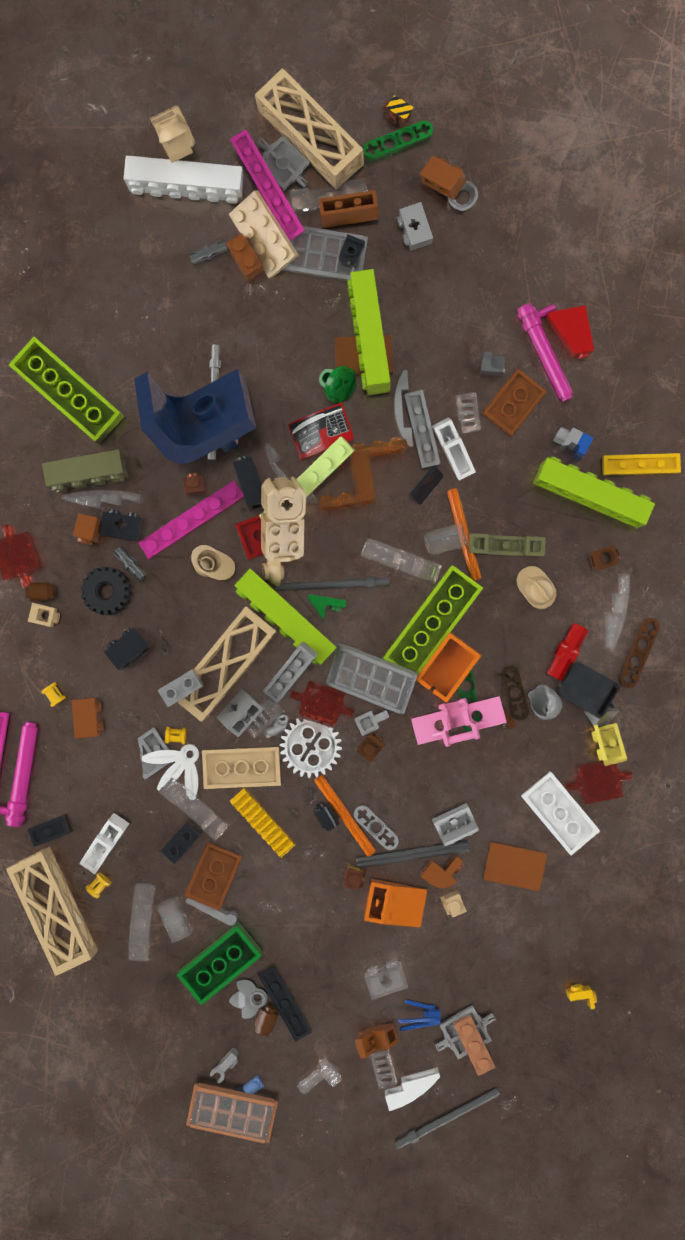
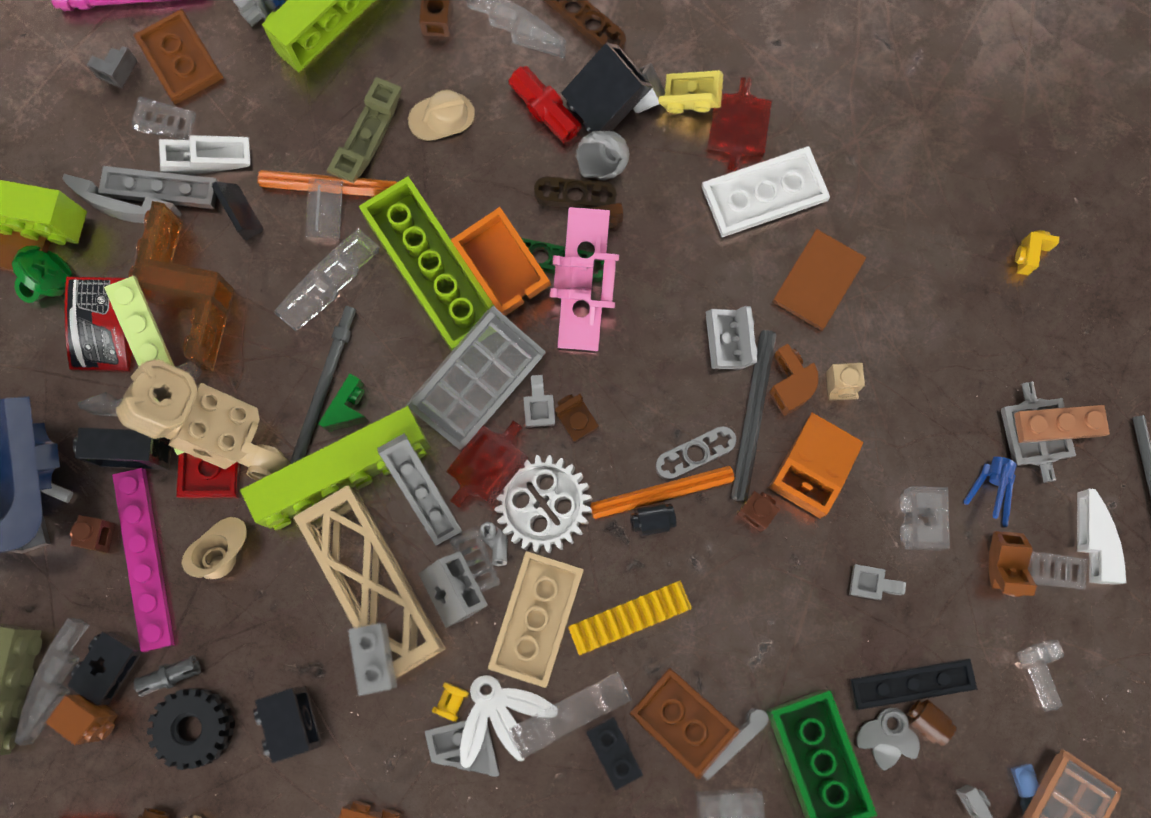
camera: 65 degrees left, 10 degrees down
(335, 959) = (870, 583): none -> light grey plate

